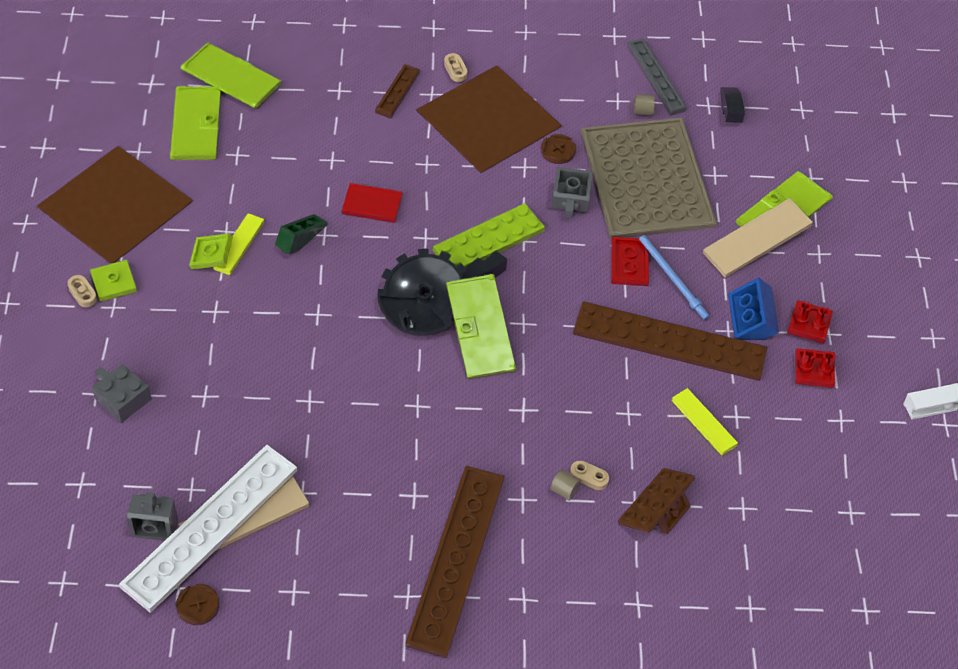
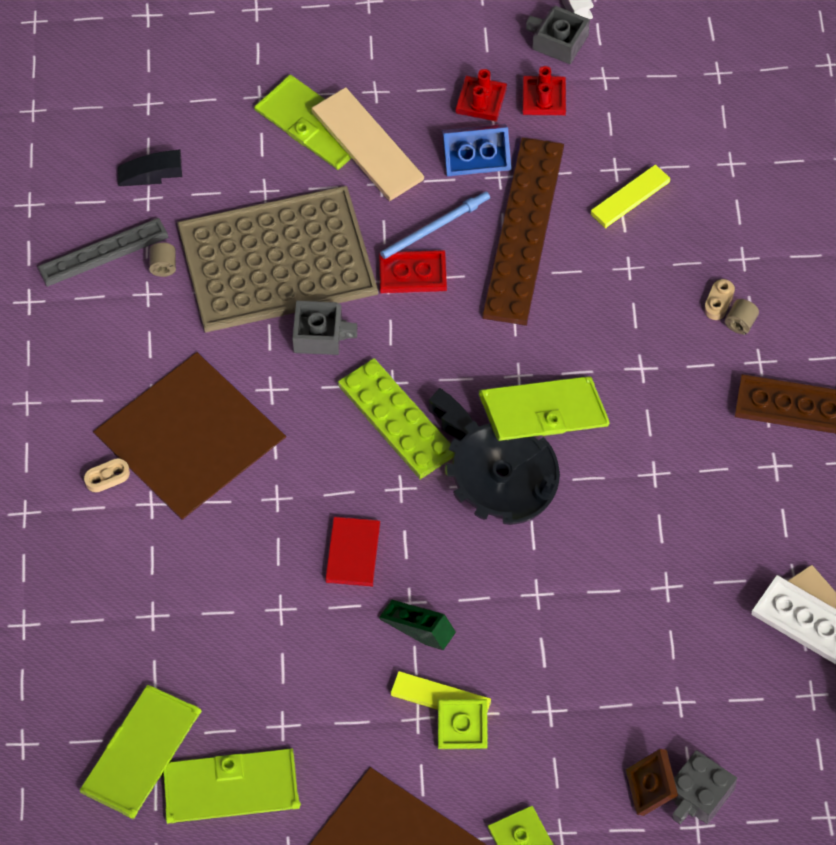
camera: 90 degrees left, 5 degrees up
(131, 357) = (651, 782): none -> reddish brown tile
(397, 91) = (151, 543): reddish brown tile -> none
(558, 149) = (239, 353): reddish brown tile -> none
(660, 503) = (745, 233): reddish brown bracket -> none
(882, 383) = (559, 33): none -> dark grey hinge

